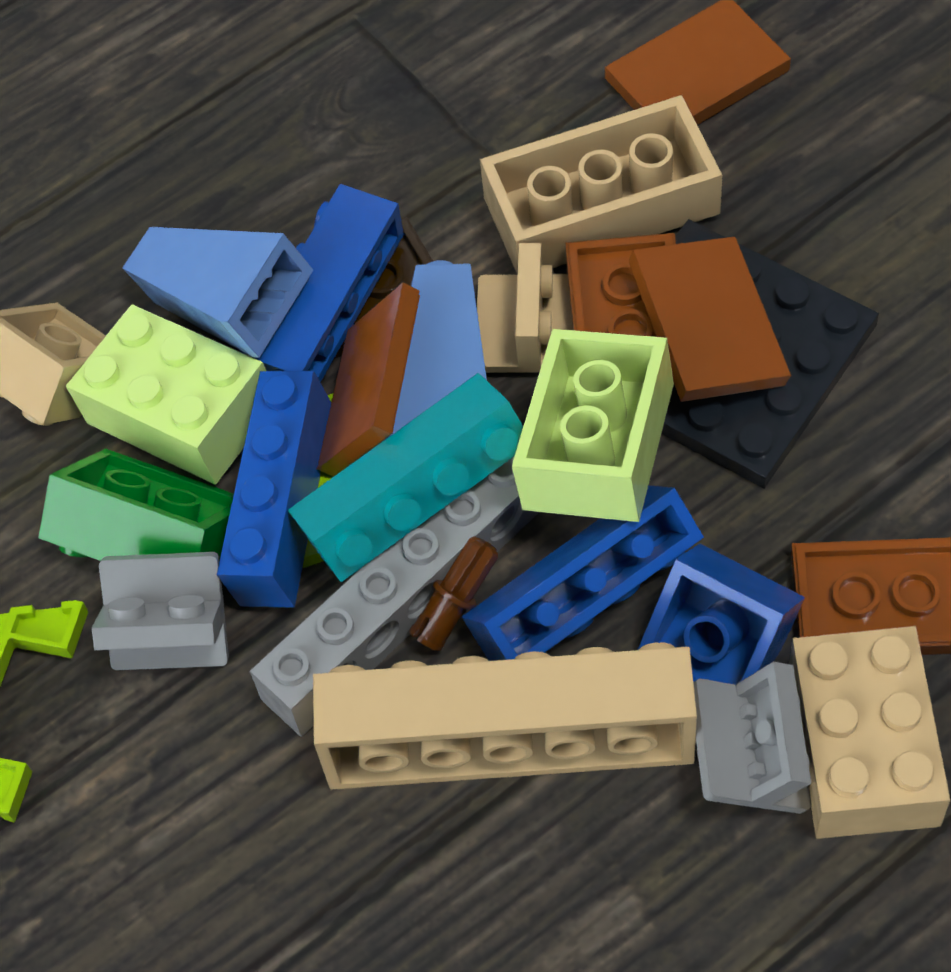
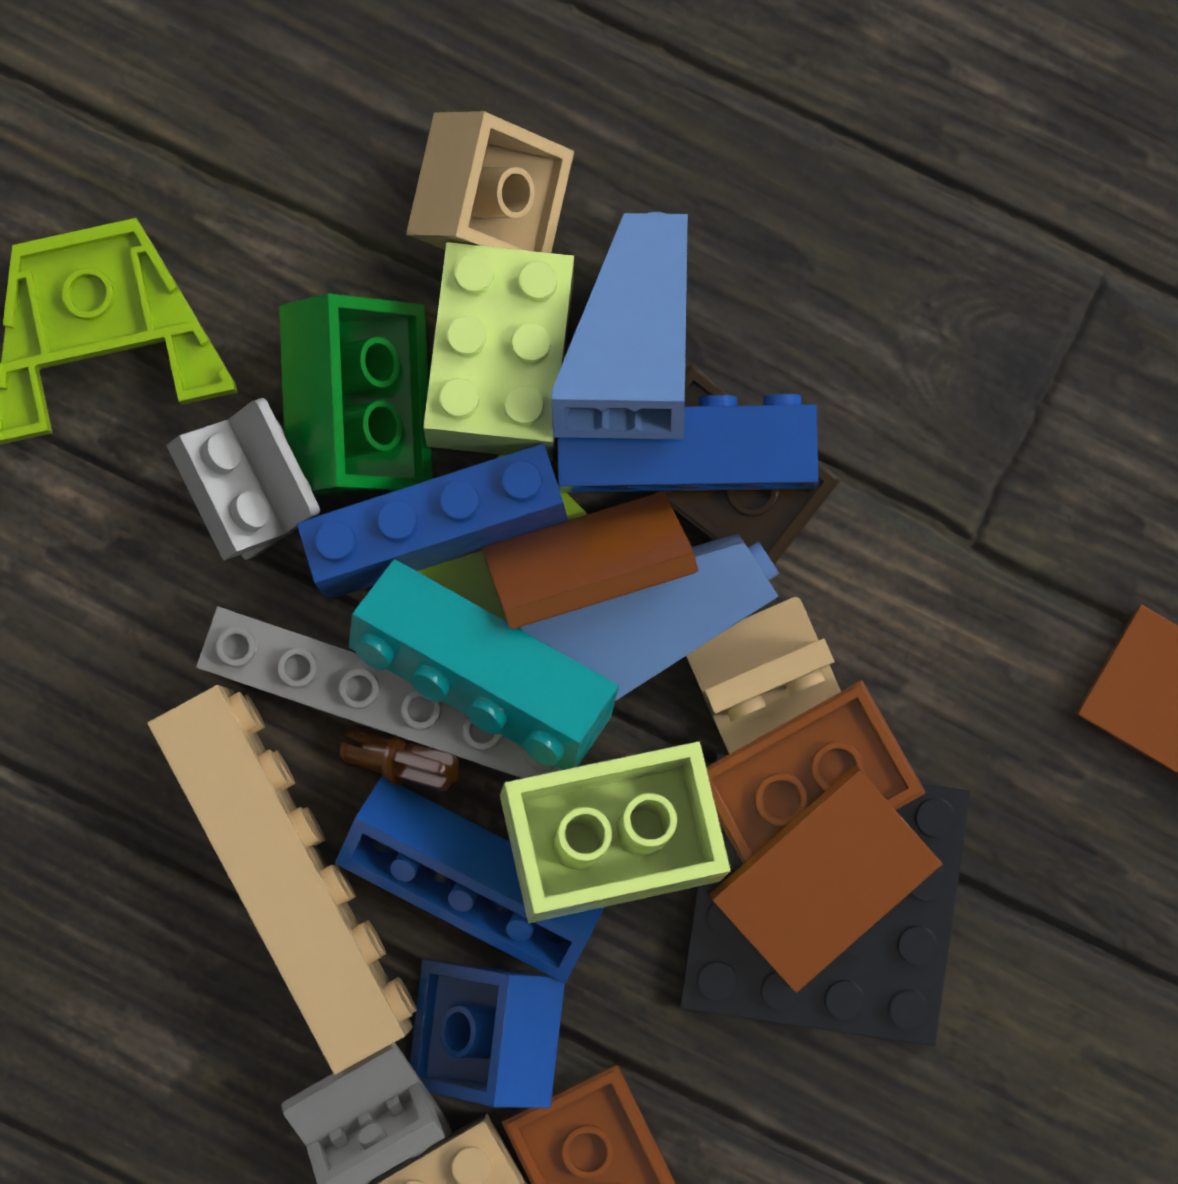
camera: 60 degrees right, 25 degrees up
(603, 181) = (960, 683): tan brick -> none

